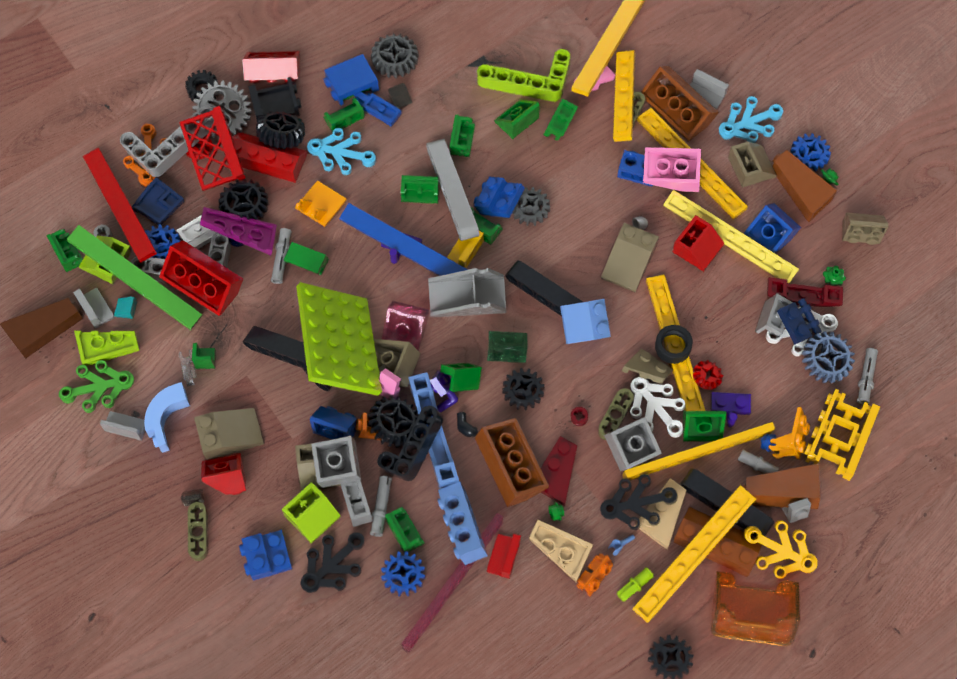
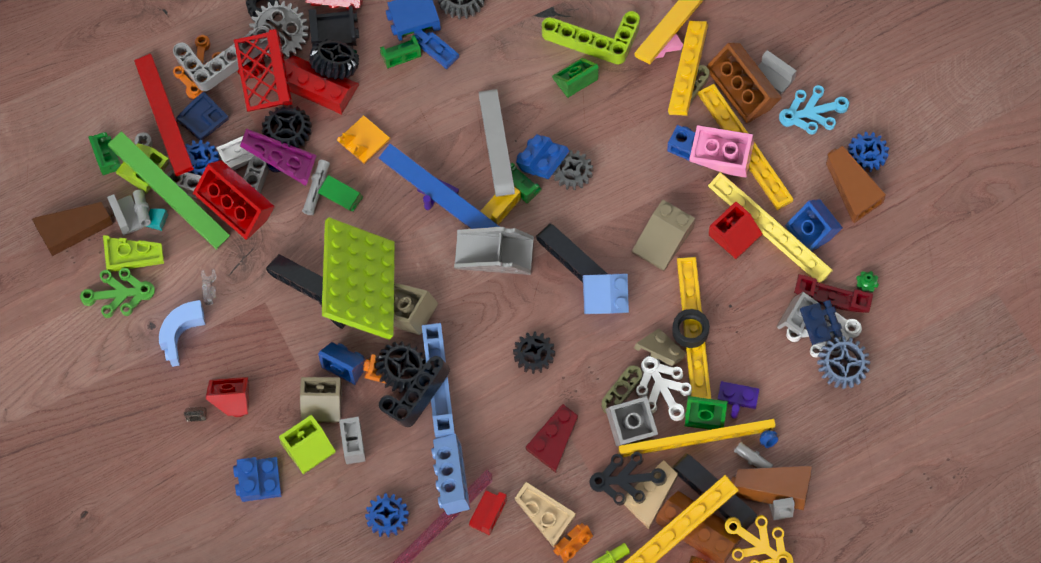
camera: 10 degrees right, 0 degrees up
(109, 298) = (141, 208): none -> light grey pin
(124, 425) = (139, 335): light grey panel -> none
(192, 546) = (199, 454): olive beam -> none
(203, 357) = (224, 278): green panel -> none
(228, 432) = (239, 355): dark tan slope -> none
(330, 565) = (319, 497): black plant -> none
(336, 461) = (337, 398): light grey brick -> none
(339, 150) = (390, 88): medium azure plant -> none
(380, 506) = (373, 455): light grey pin -> none
(389, 384) = (402, 330): bright pink slope -> none
(399, 95) = (460, 38): clear smoke slope -> none
(404, 530) = (395, 473): green hinge -> none
(405, 323) = (428, 272): clear pink slope -> none
(419, 189) = (464, 138): green hinge -> none
(441, 384) = (453, 336): dark purple plate -> none
(462, 136) = (516, 89): green hinge -> none
(463, 376) = (475, 331): green panel -> none
(464, 427) = (469, 382): black arm -> none
(507, 346) = (524, 308): clear green brick -> none
(511, 461) = (509, 422): dark orange slope -> none
(556, 511) = (545, 477): green plate -> none
(561, 119) = (619, 84): green hinge -> none
(576, 410) = (591, 387): dark red bush -> none
(618, 545) = (601, 517): medium blue hand -> none
(640, 222) = (680, 201): light grey hinge -> none
(699, 375) = (721, 372): red gear -> none
(750, 163) = (805, 155): dark tan slope -> none
(793, 443) = (792, 442): light orange plate -> none
(830, 176) = (883, 179): green plant -> none
(857, 440) = (856, 448): yellow fence -> none
(863, 228) = (906, 237): dark tan slope -> none
(864, 395) = (877, 394): light grey pin -> none

